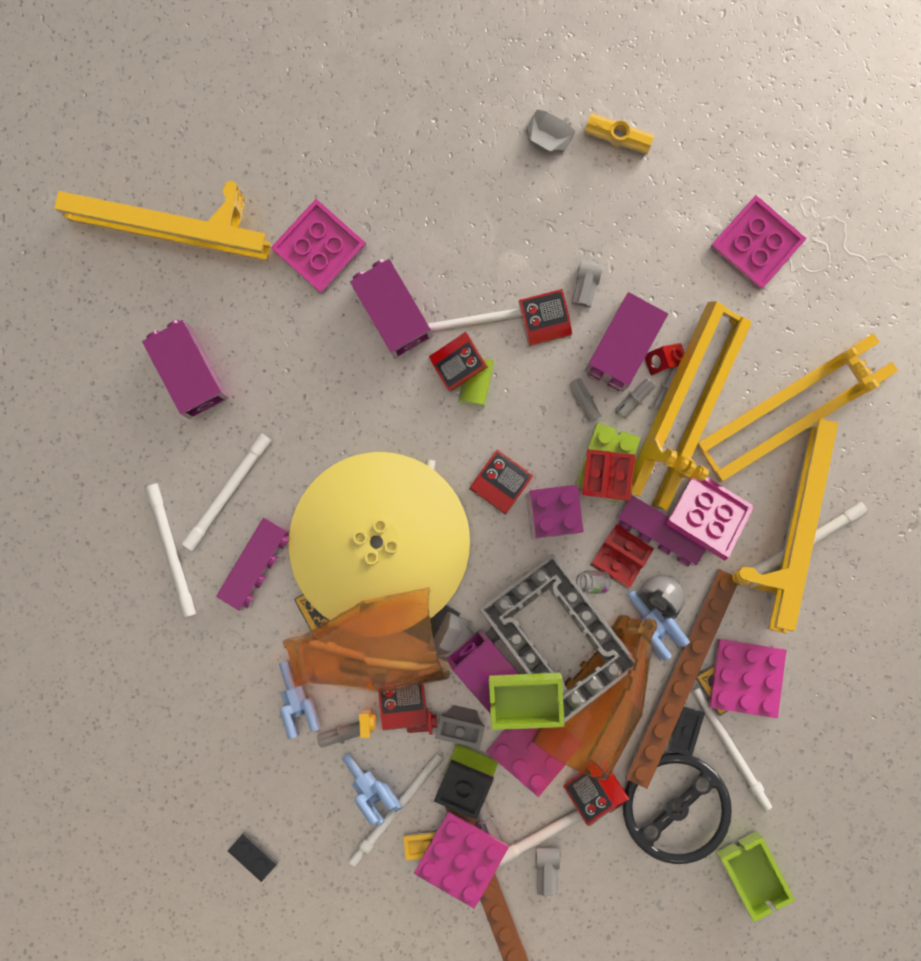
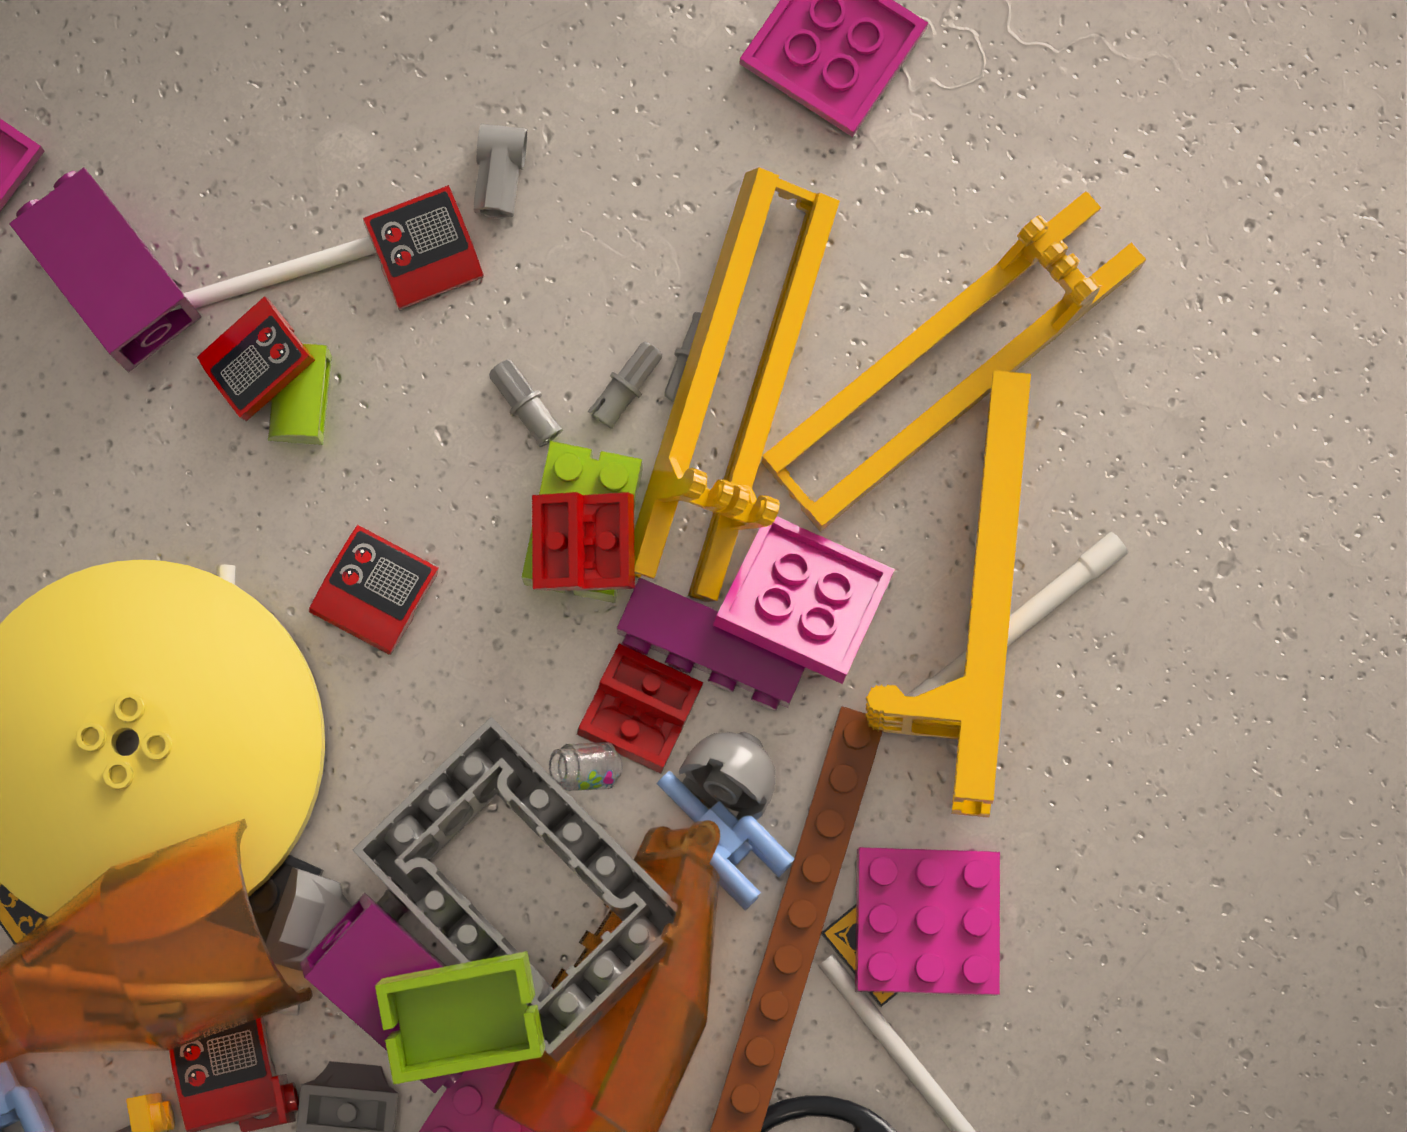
camera: 10 degrees left, 5 degrees down
(554, 512) = (477, 630): magenta brick -> none
(625, 343) = (587, 275): magenta brick -> none
(669, 356) = (683, 293): red bracket -> none
(686, 731) = (817, 1047): black plate -> none

